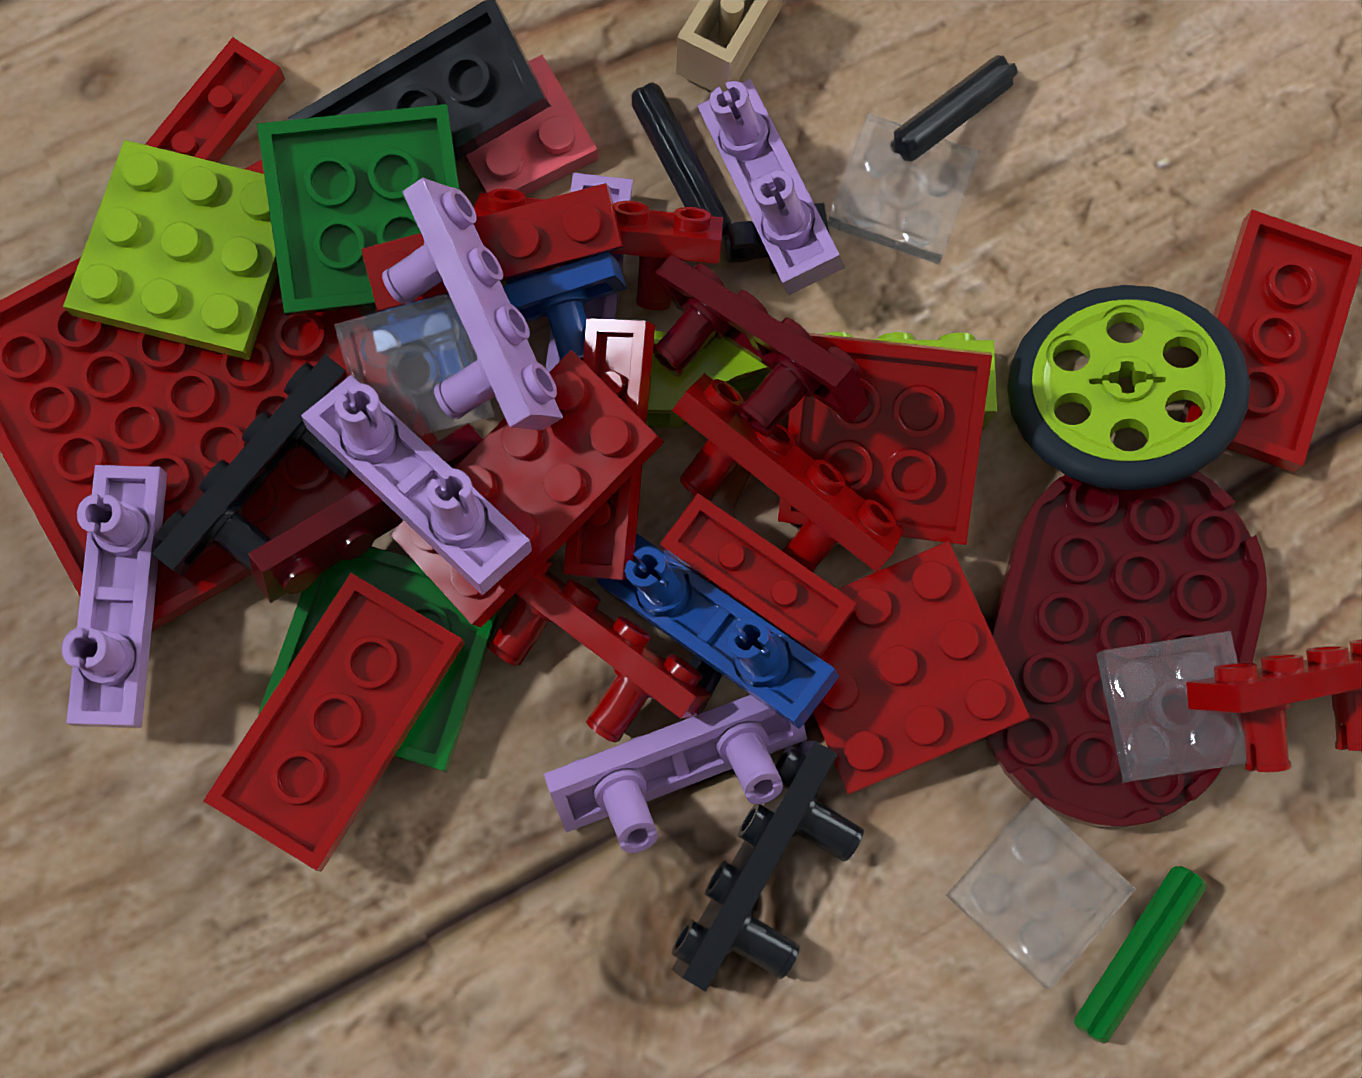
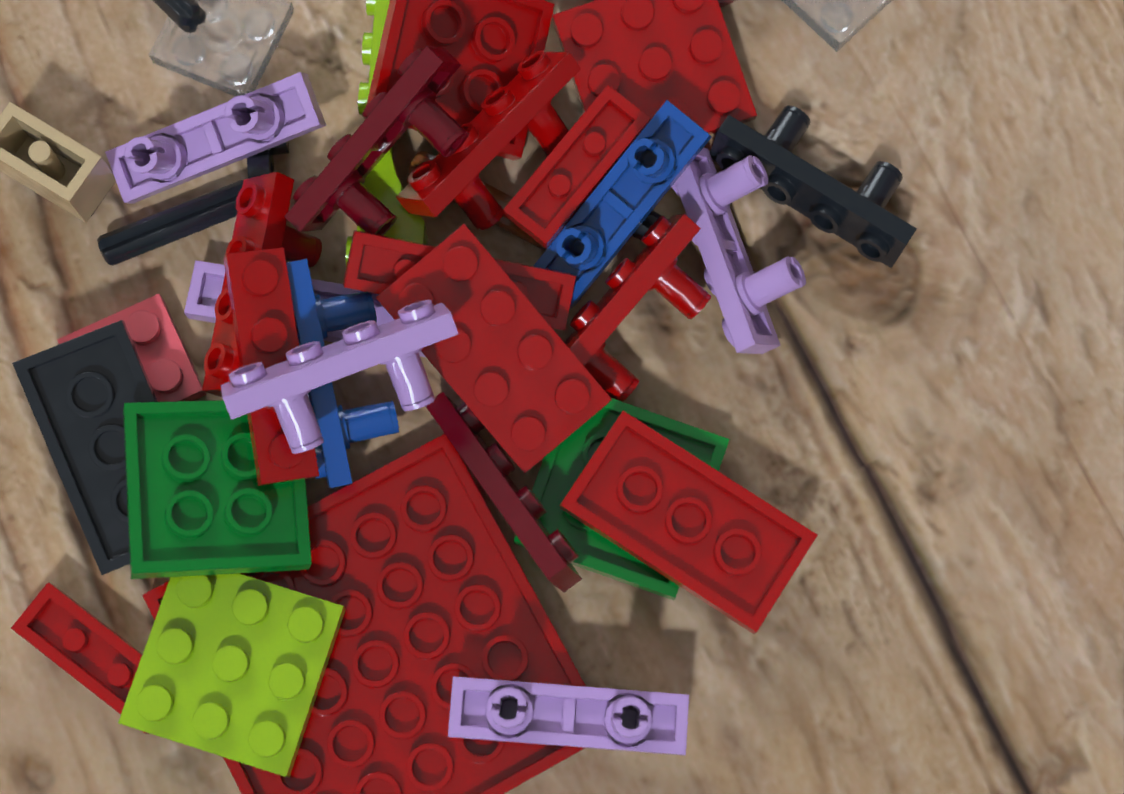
camera: 85 degrees left, 0 degrees up
(229, 486) = (473, 611): black plate -> none
(407, 355) = (375, 448): clear plate -> none
(417, 484) = (489, 434): lavender plate -> none

